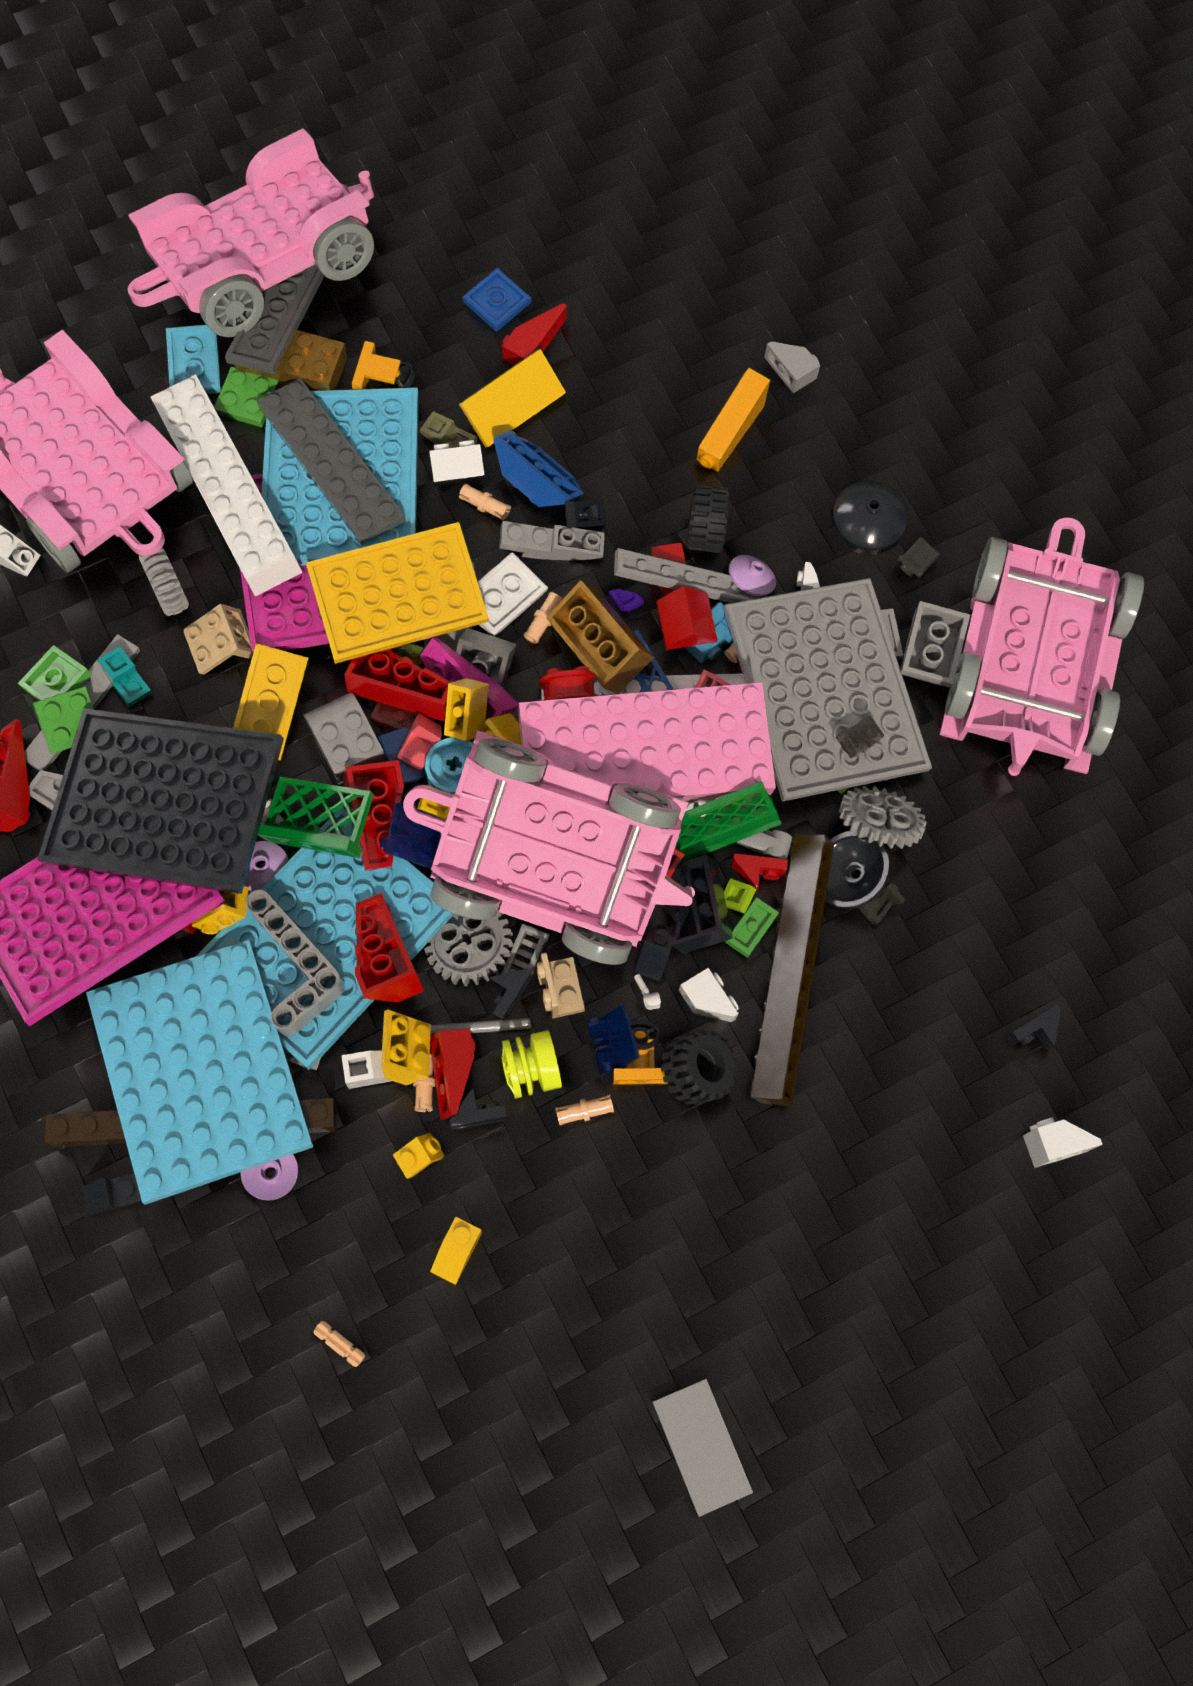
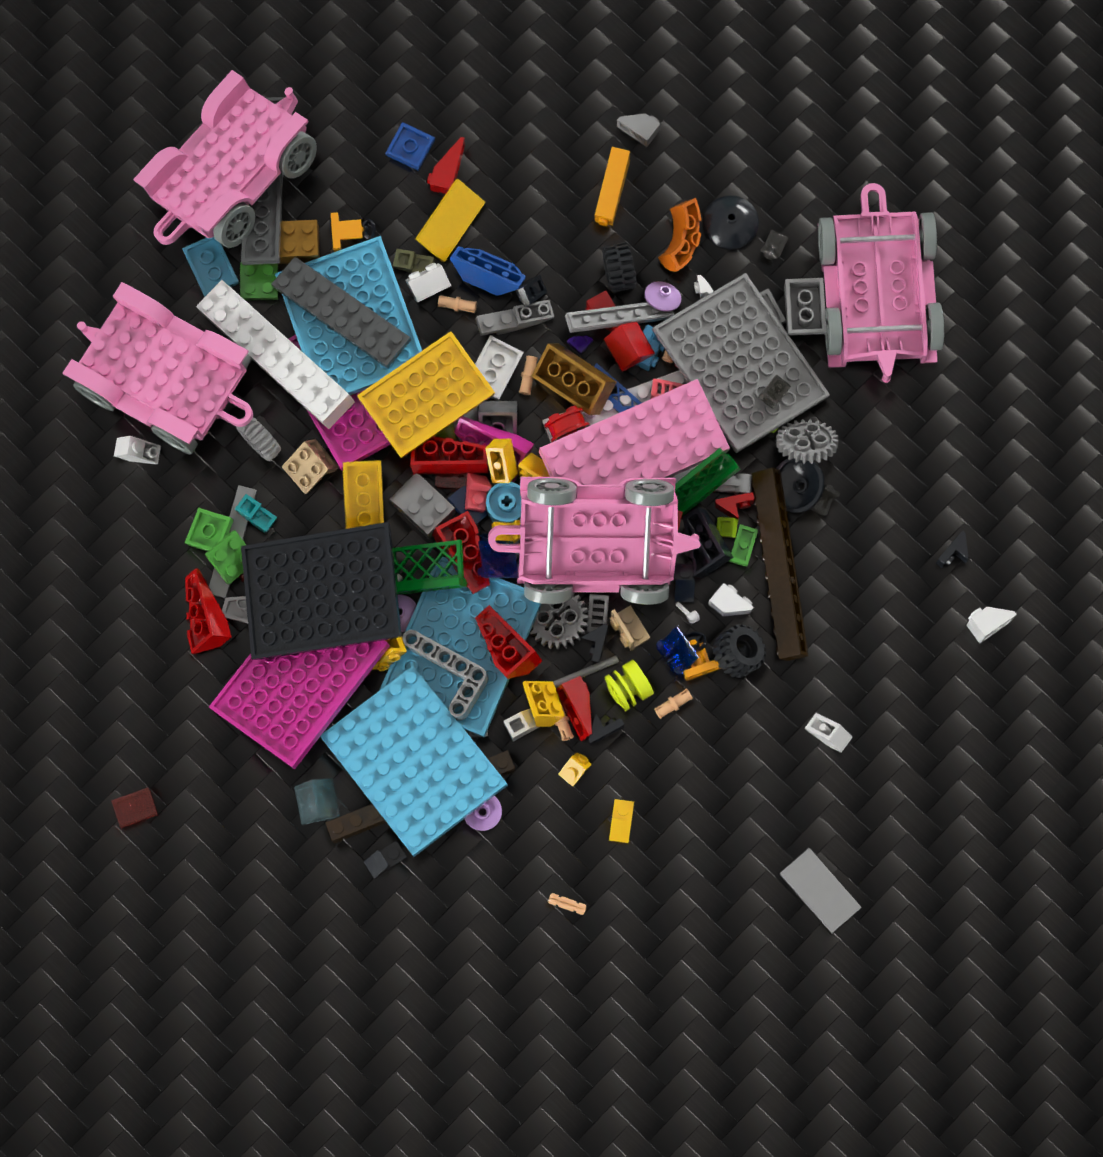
camera: 10 degrees left, 5 degrees up
(53, 1081) = (316, 800): none -> clear light blue slope
(786, 1222) = (829, 732): none -> white slope
(808, 509) = (685, 235): none -> orange brick

